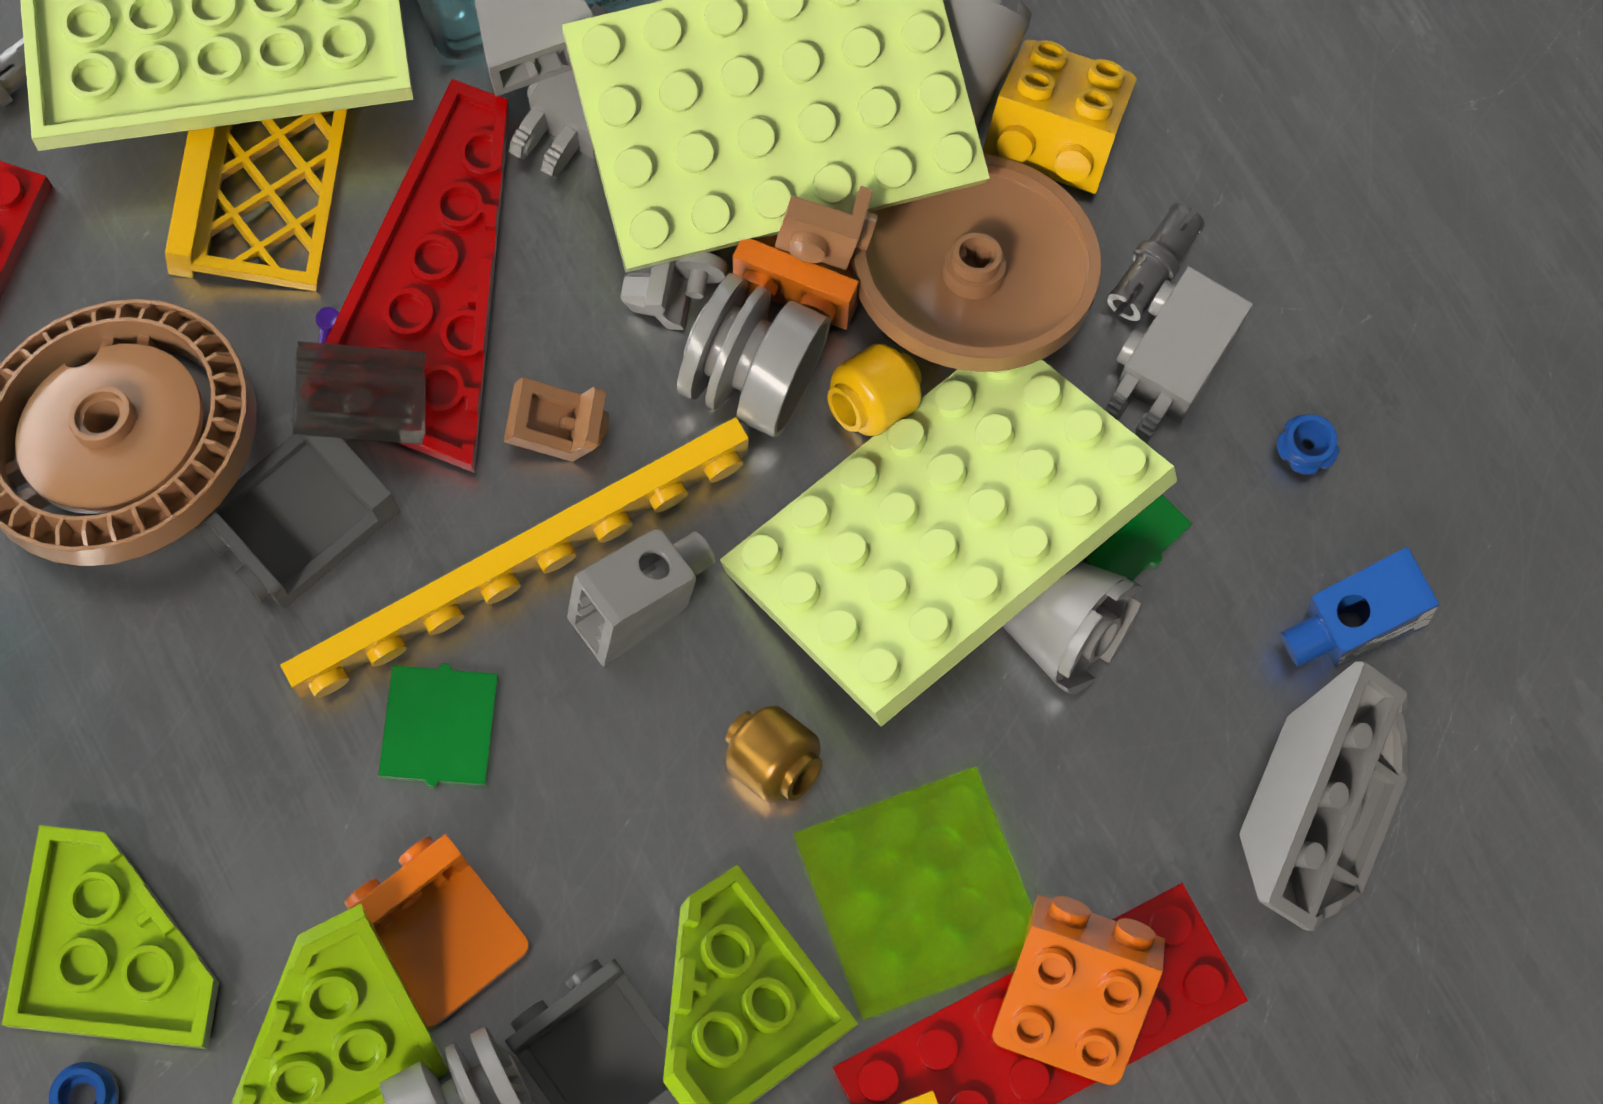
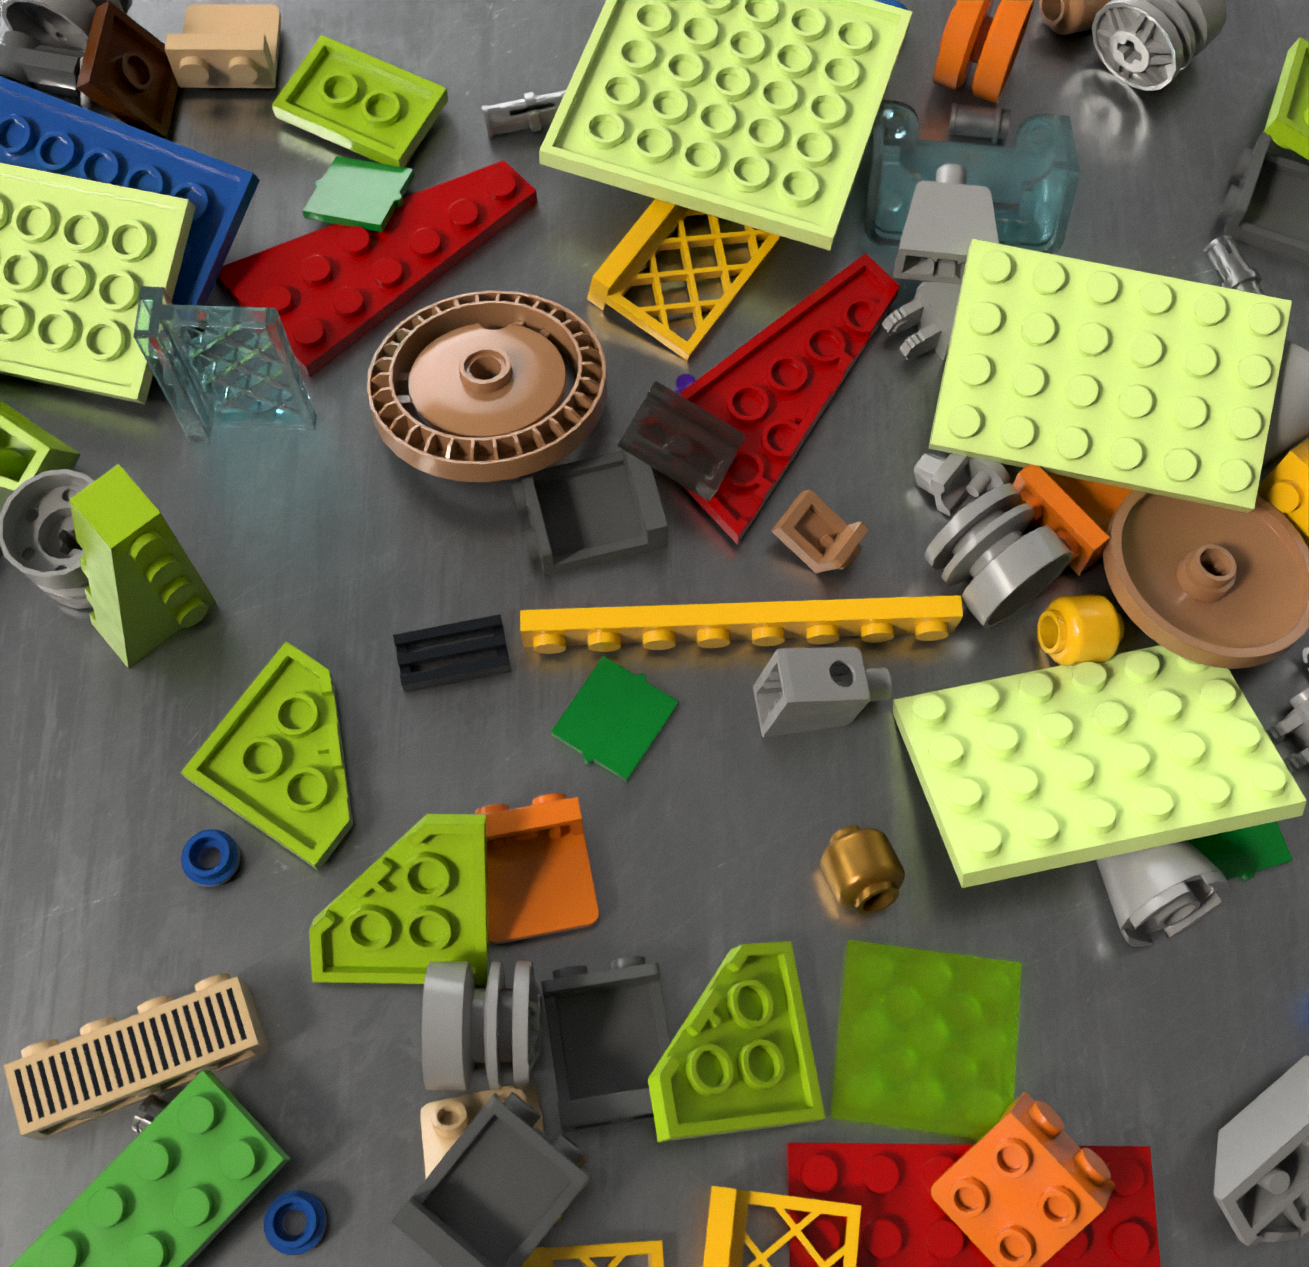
camera: 30 degrees right, 5 degrees down
(212, 725) = (450, 633): none -> black tile
(826, 234) = (1102, 487): medium nougat bracket -> none

